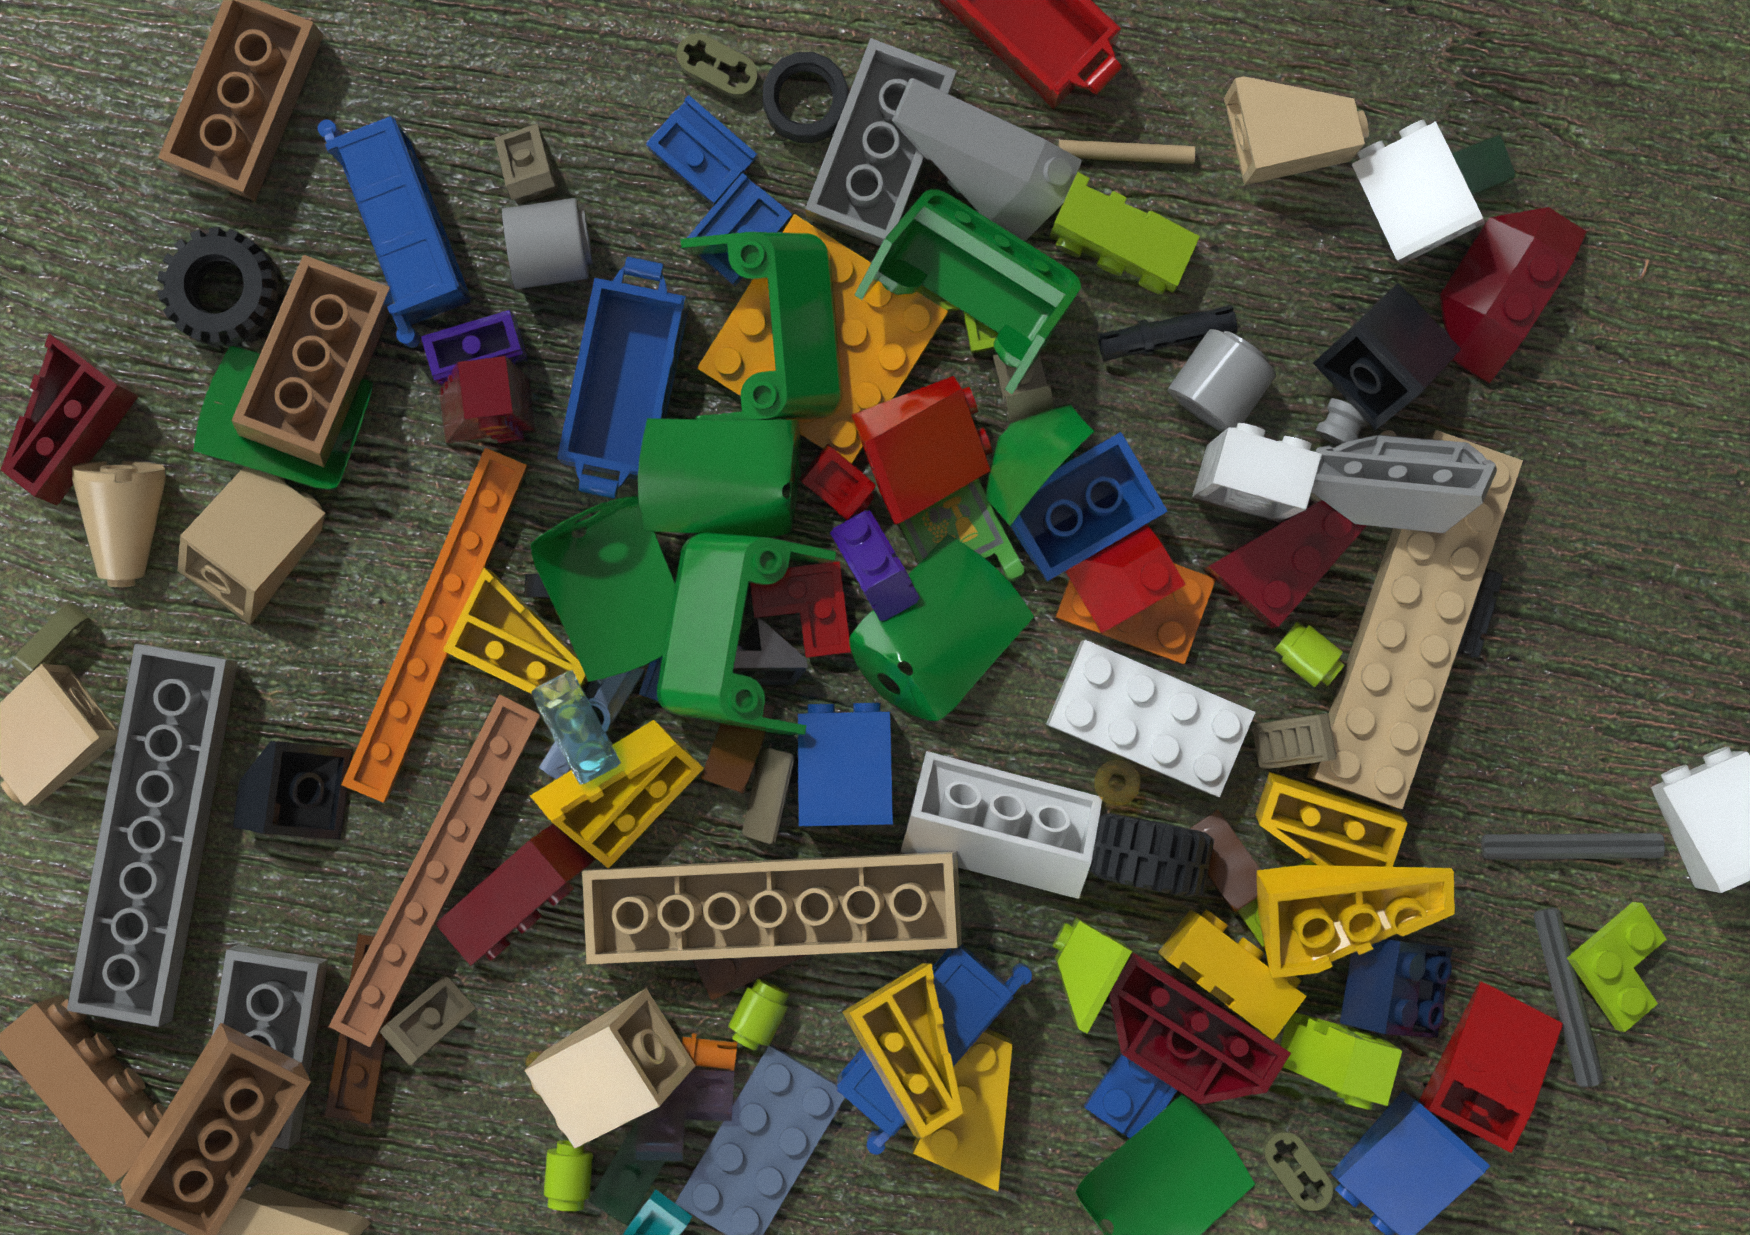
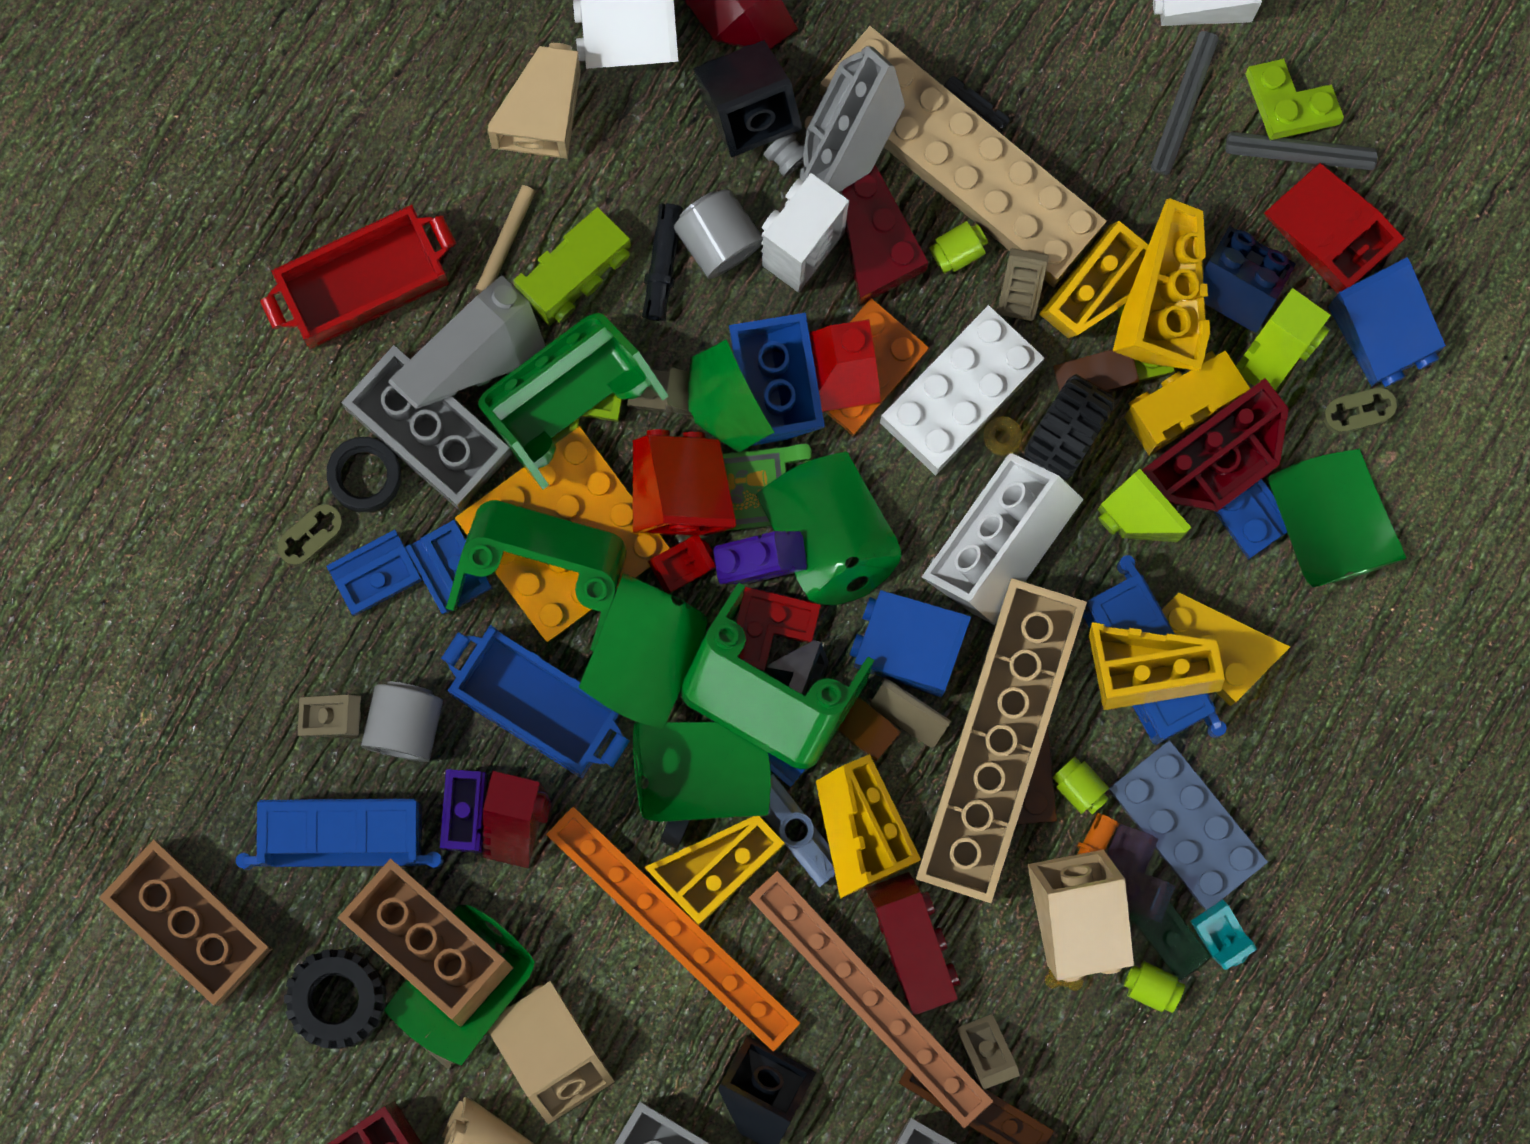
camera: 75 degrees left, 5 degrees down
(575, 727) = (800, 837): clear light blue brick -> none

